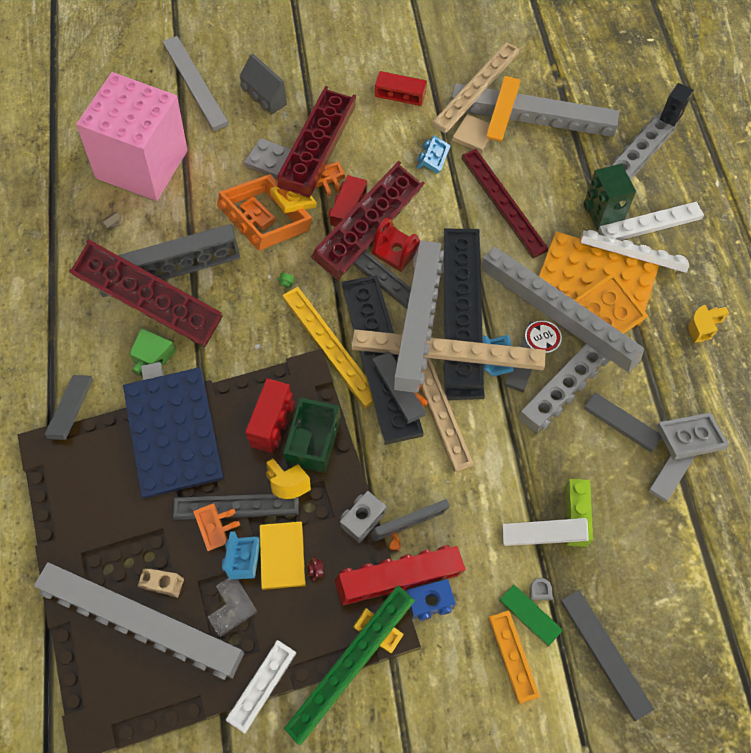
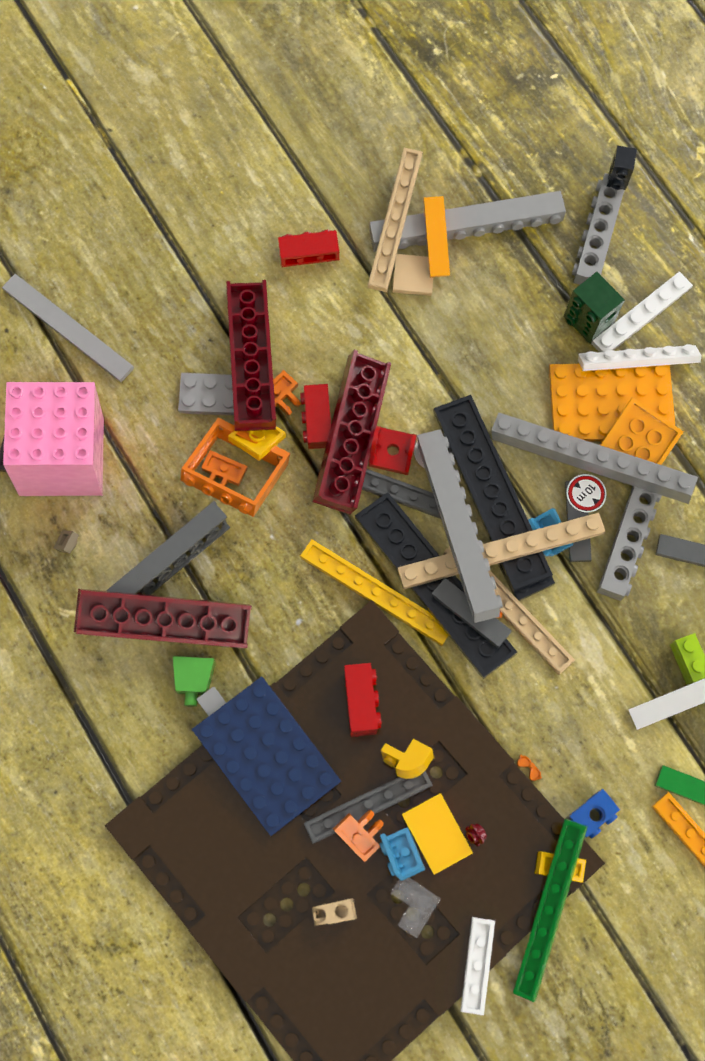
camera: 25 degrees left, 10 degrees up
(69, 407) = (142, 773): dark grey tile -> none
(140, 620) = (332, 958): light grey brick -> none
(263, 85) = (153, 305): dark grey slope -> none
(286, 280) = (294, 535): bright green plate -> none
(313, 435) = (413, 702): dark green piece -> none
(357, 527) = (506, 753): light grey brick -> none
(406, 572) = (556, 807): red brick -> none
(409, 520) = (542, 746): dark grey tile -> none
(433, 154) = (381, 320): dark azure bracket -> none
(504, 203) = (481, 349): dark red tile -> none
(540, 590) = (688, 759): light grey tile -> none

